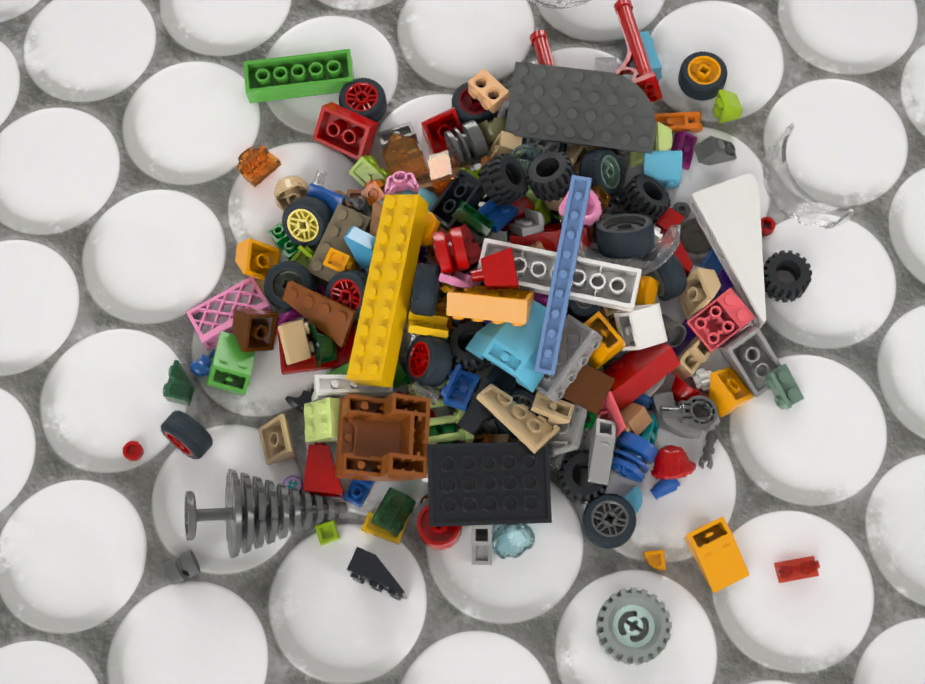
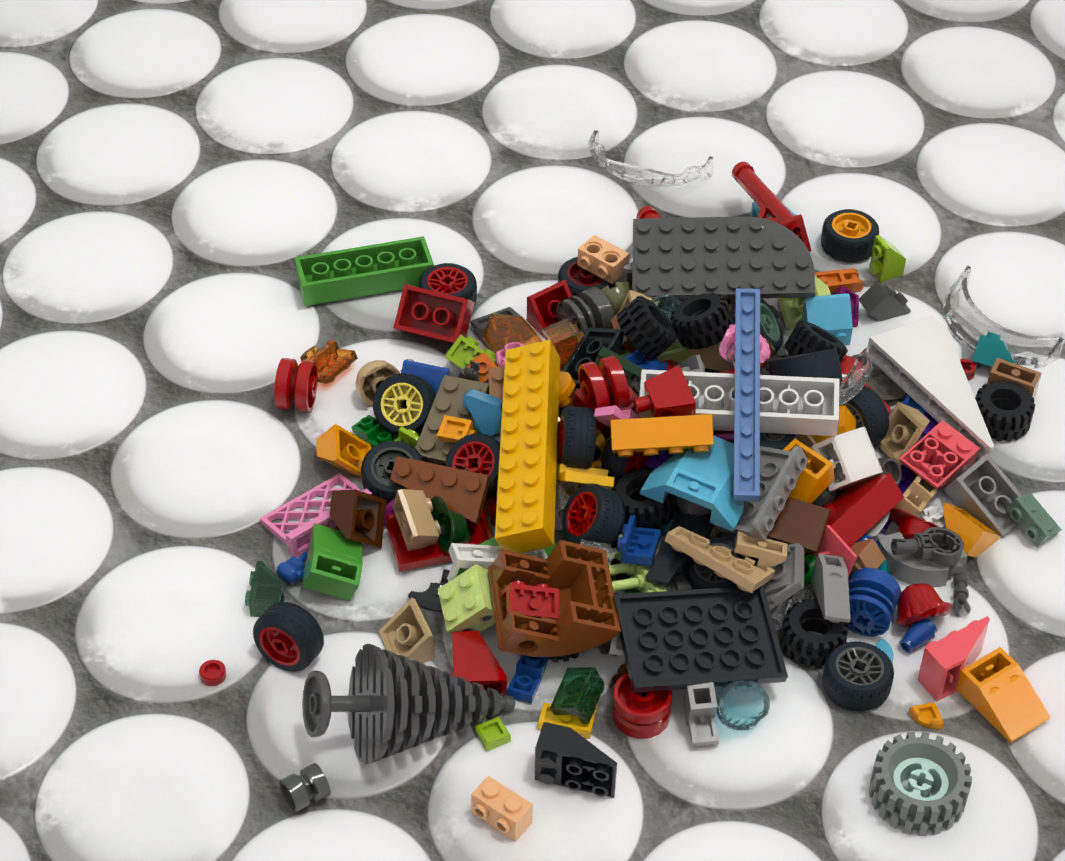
camera: 15 degrees left, 25 degrees down
(227, 191) = (296, 384): none -> red wheel
(318, 602) = (501, 808): none -> light nougat brick
(364, 439) = (532, 600): none -> red bracket
(679, 522) = (948, 656): none -> coral slope
(794, 217) = (991, 348): none -> teal slope
(802, 244) = (1015, 373): none -> medium nougat brick

